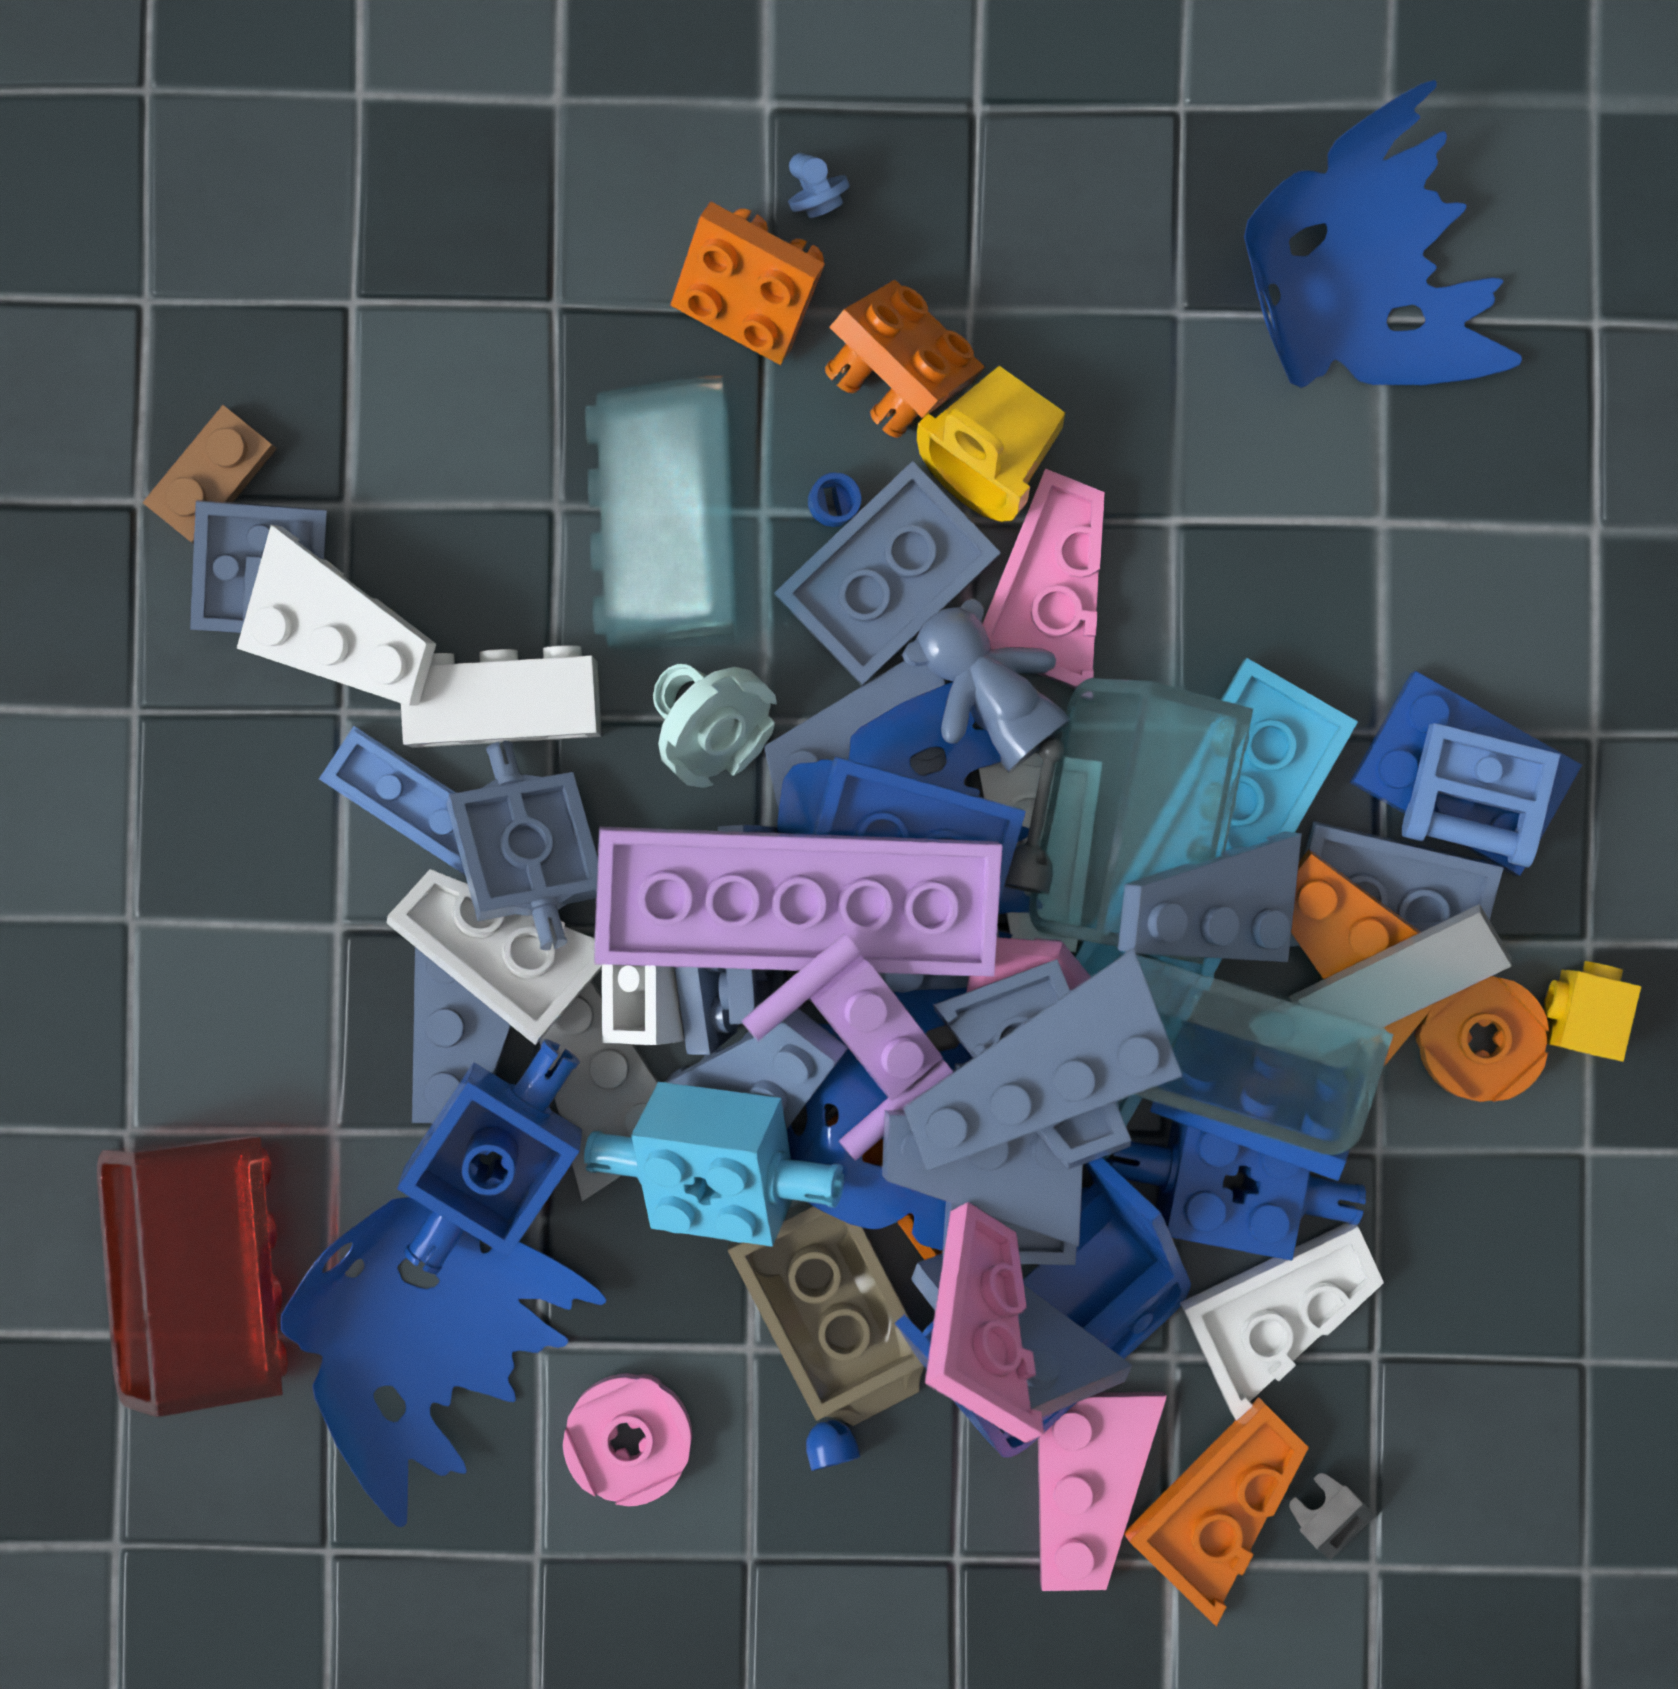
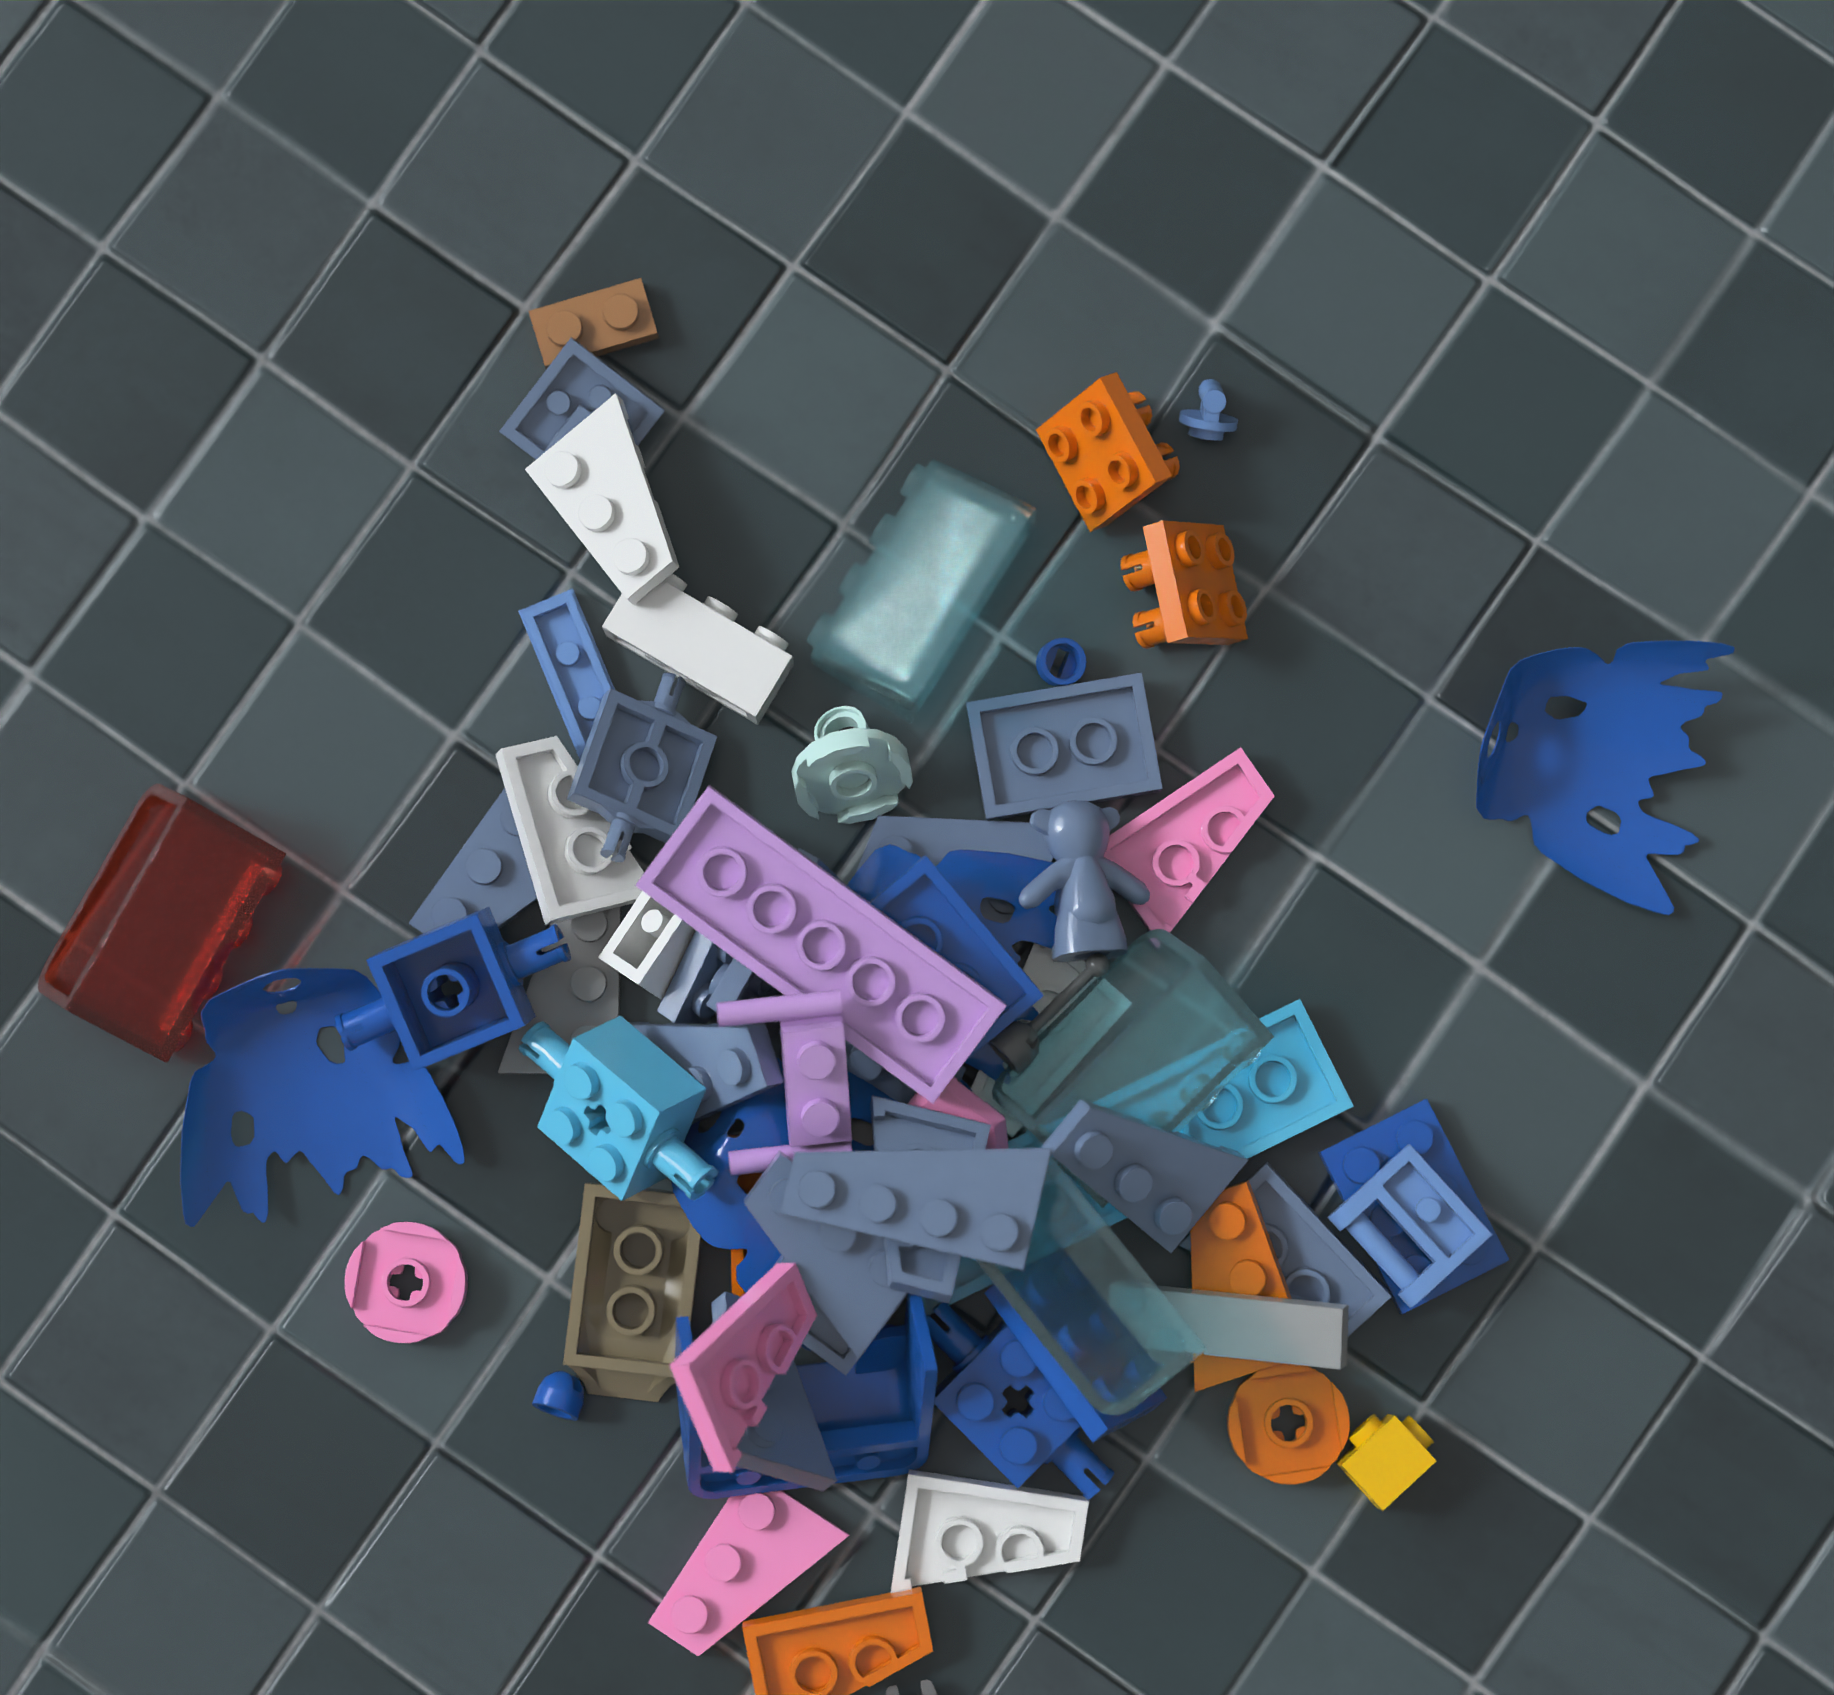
camera: 35 degrees right, 5 degrees down
(990, 444) = (1210, 699): yellow container -> none

